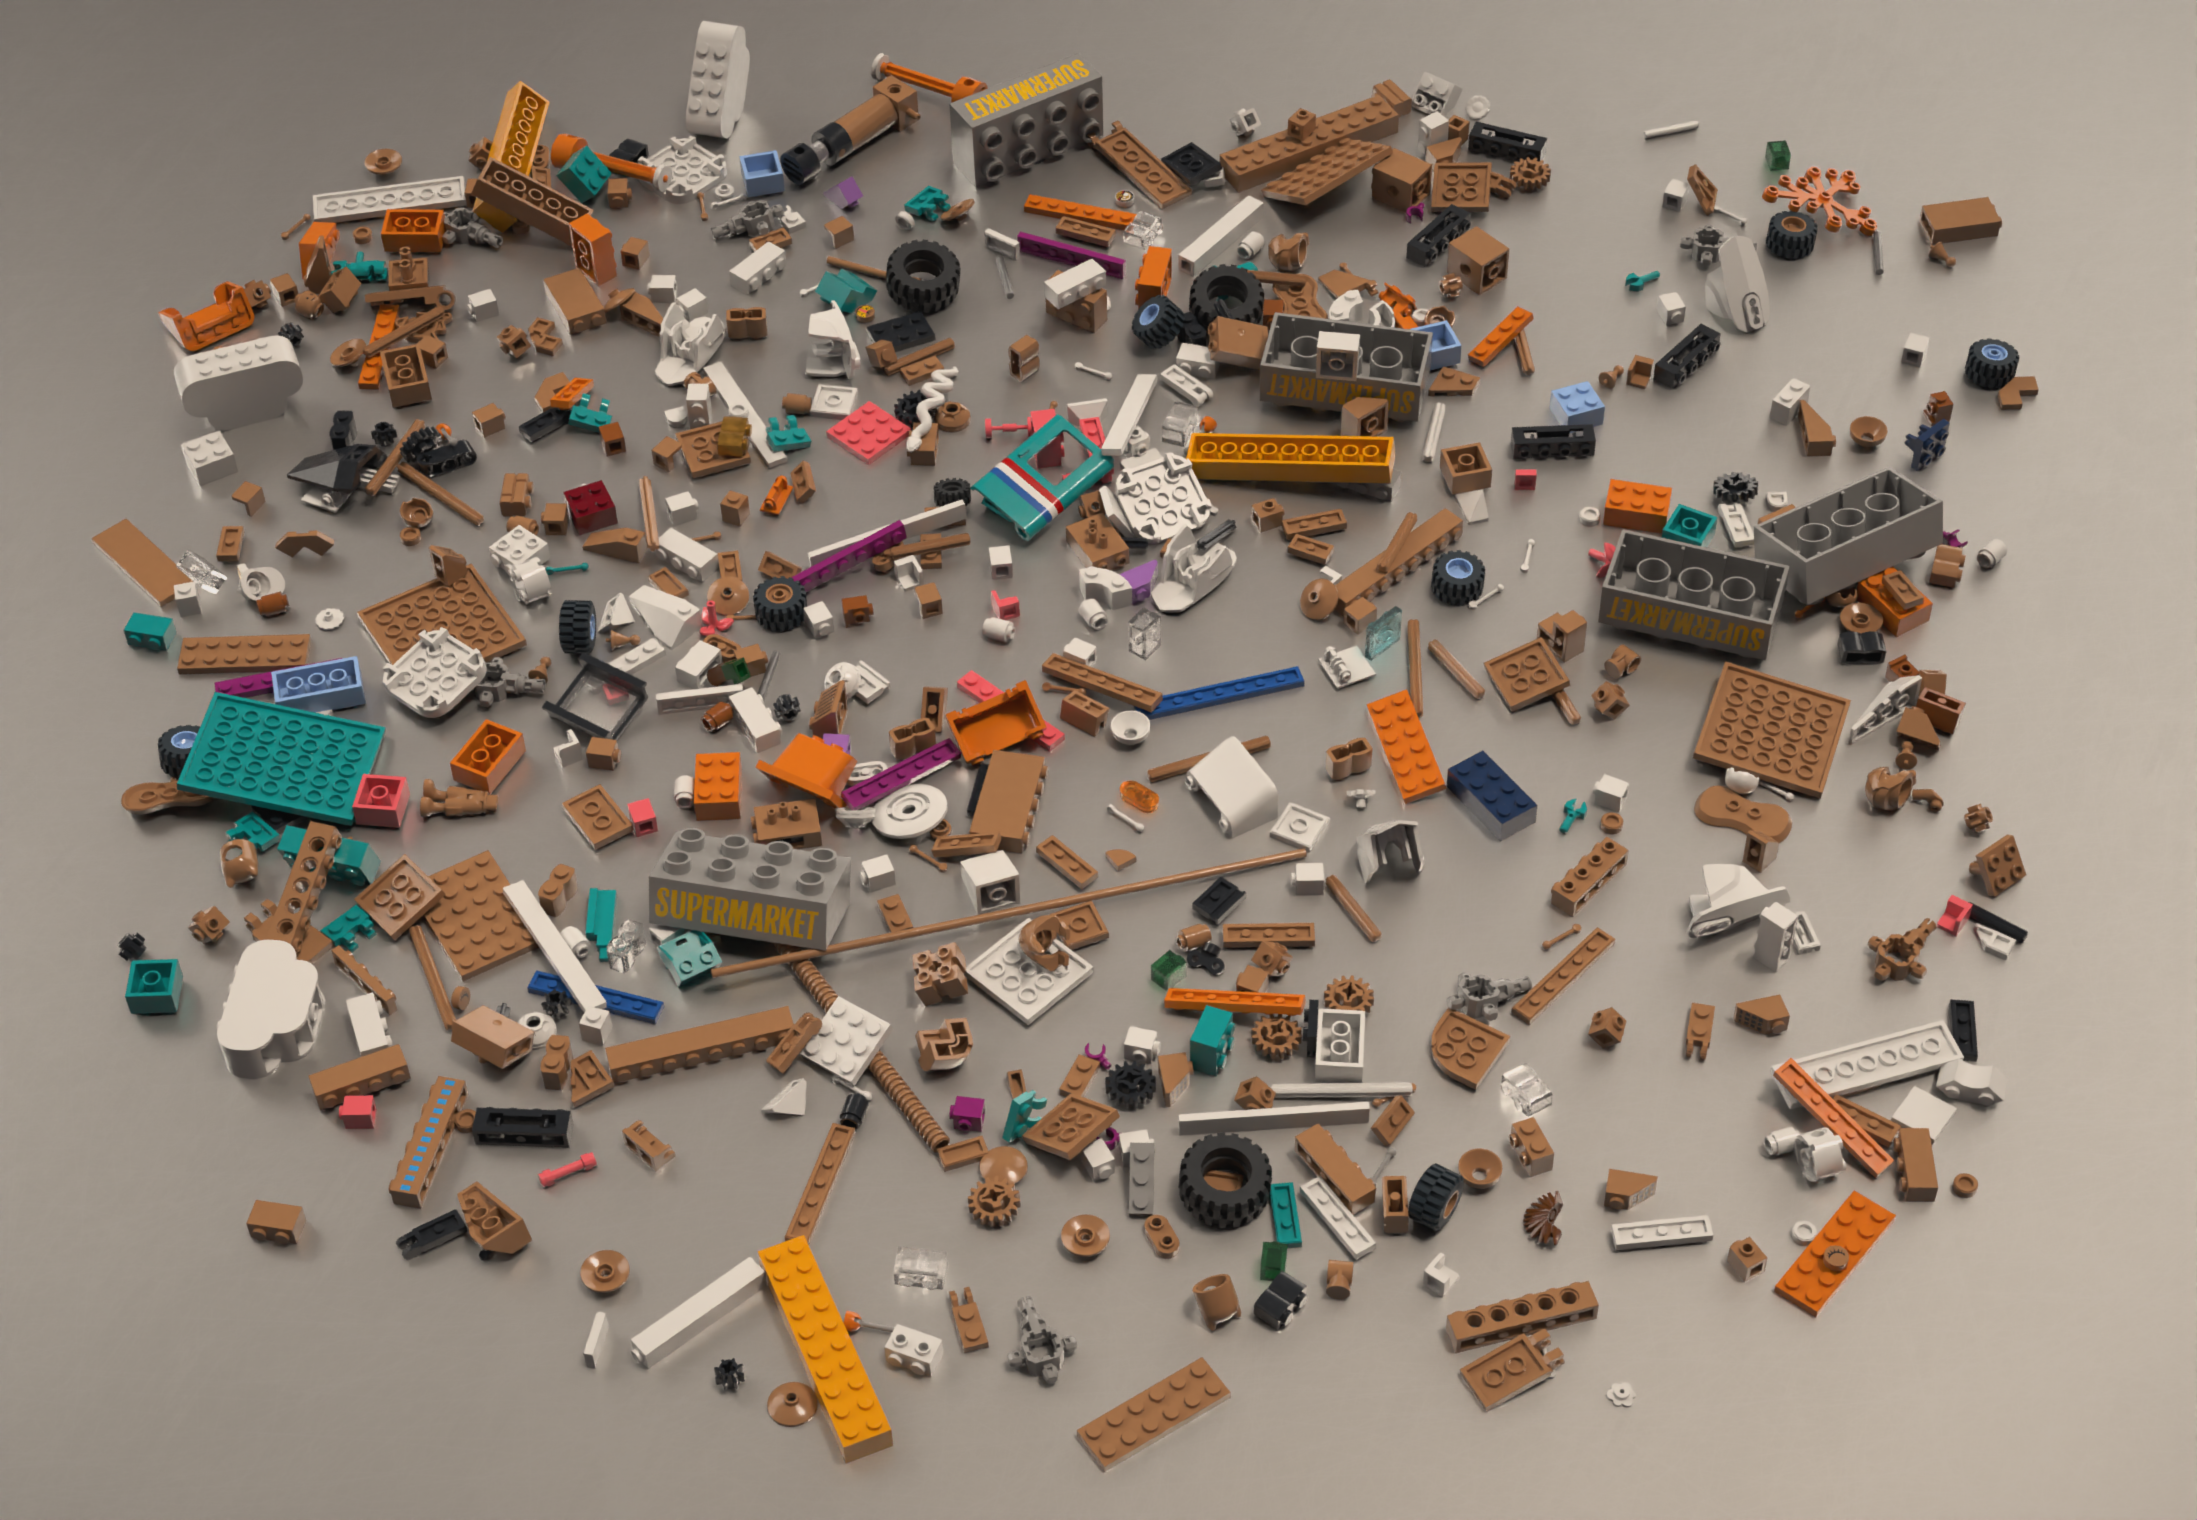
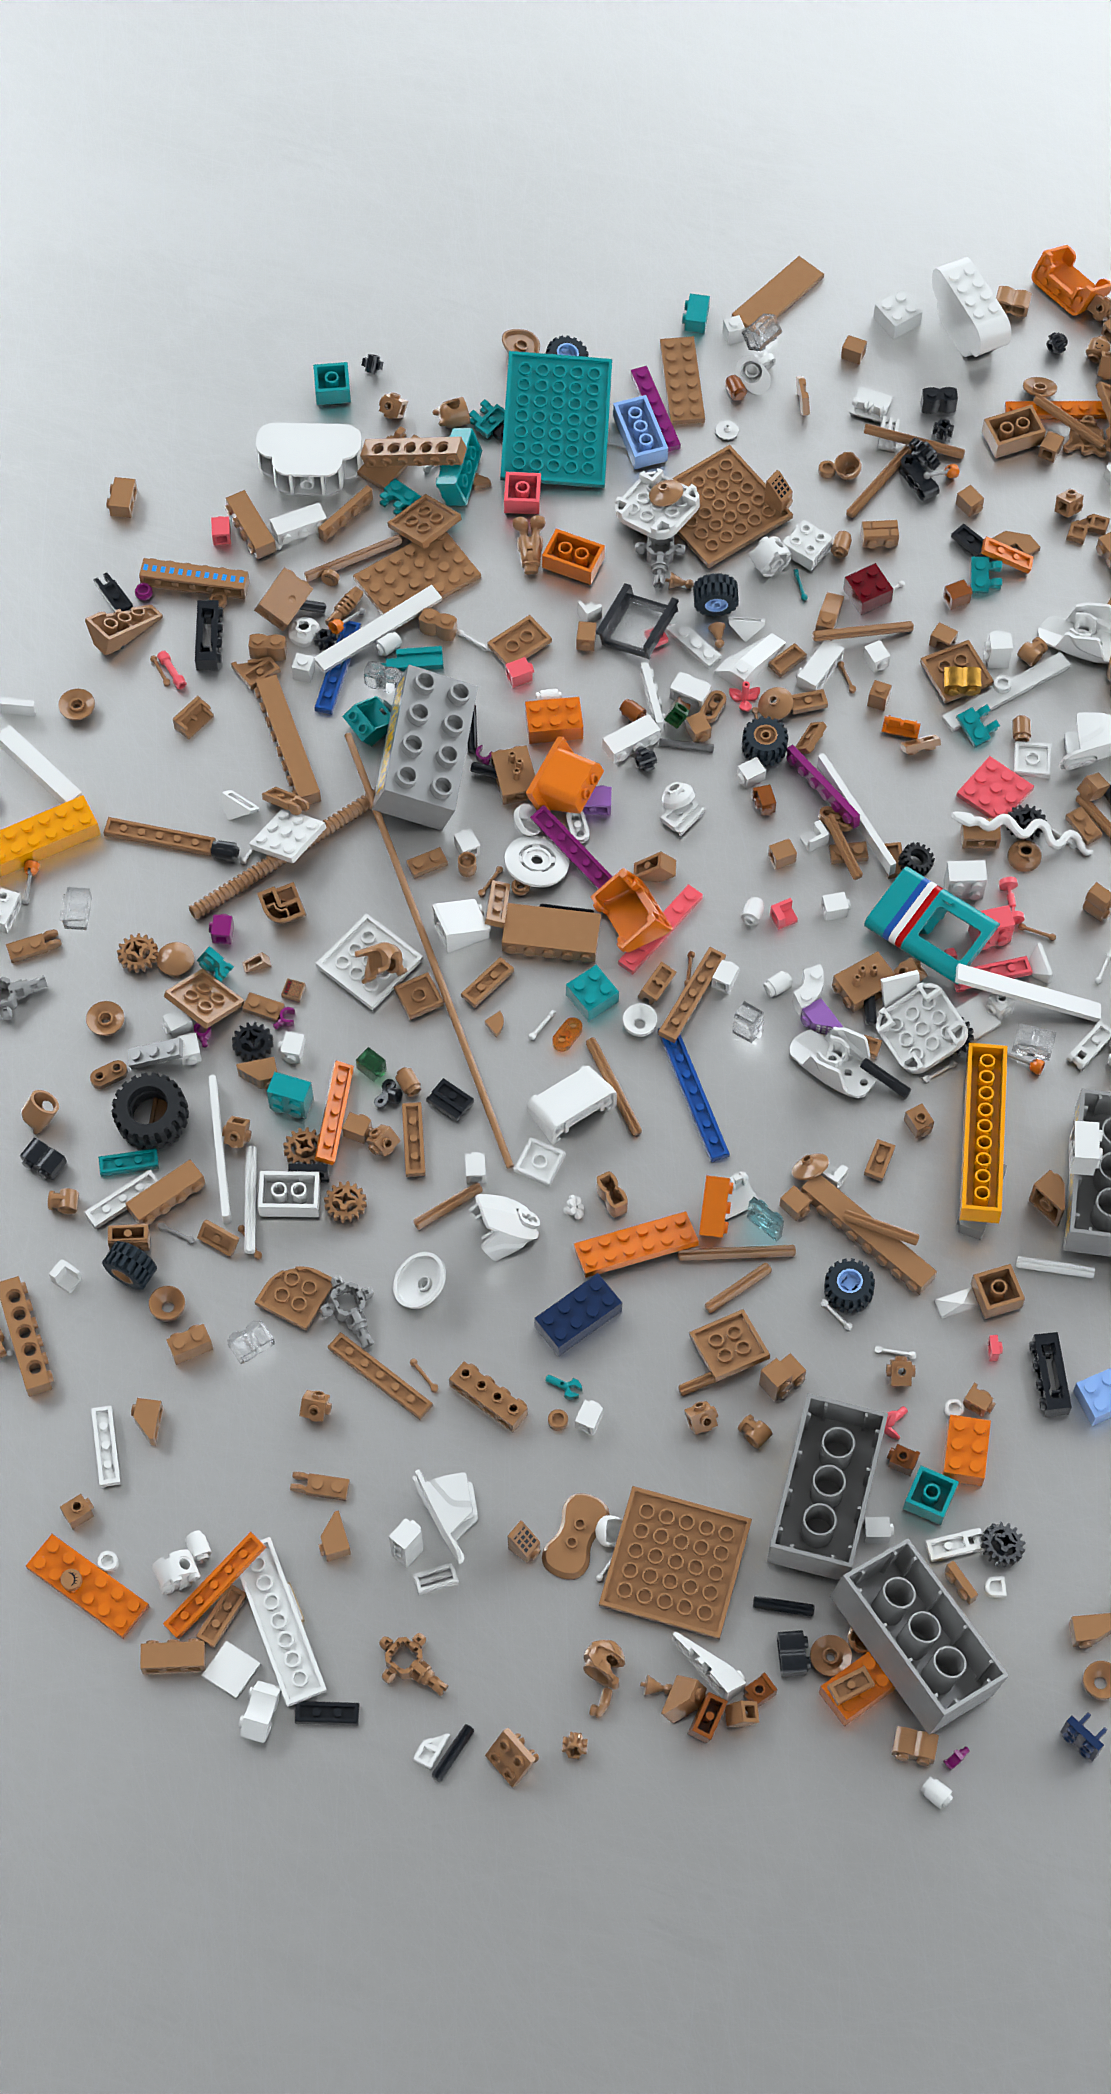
camera: 85 degrees right, 15 degrees up
(230, 543) = (802, 347): medium nougat plate -> none
(338, 468) = (891, 397): black wedge -> none
(427, 665) = (666, 493): none -> medium nougat dish
(435, 1201) = (143, 591): none -> magenta plate
(508, 985) = (346, 605): none -> medium nougat hinge
(539, 987) = (337, 625): none -> orange hinge
(555, 518) = (852, 563): medium nougat brick -> none
(583, 1178) = (166, 681): none -> medium nougat hinge
(595, 853) = (484, 647): none -> white hinge
(830, 711) = (638, 792): medium nougat slope -> none
(906, 874) = (467, 864): none -> medium nougat wheel
(912, 738) = (612, 853): medium nougat brick -> none
(940, 974) = (356, 895): medium nougat brick -> none
(962, 1153) = (189, 930): medium nougat tile -> none
(985, 450) = (966, 879): none -> white brick
(1058, 1047) = (293, 990): none -> medium nougat tile
(1092, 767) = (592, 993): none -> teal brick
(1273, 1260) = (80, 1153): clear green brick -> none
(1314, 524) = (913, 1162): medium nougat plate -> none
(1372, 665) = (715, 1206): none -> orange brick
(1455, 910) = (419, 1280): none -> white dish
(1541, 1218) = (121, 1354): reddish brown hair -> none
(1555, 545) = (903, 1378): none -> medium nougat brick
(1582, 494) = (979, 1401): none -> medium nougat brick
(1809, 654) = (783, 1606): none -> black axle
(1955, 915) = (455, 1715): coral panel -> none
(1965, 1185) = (156, 1699): medium nougat tile -> none

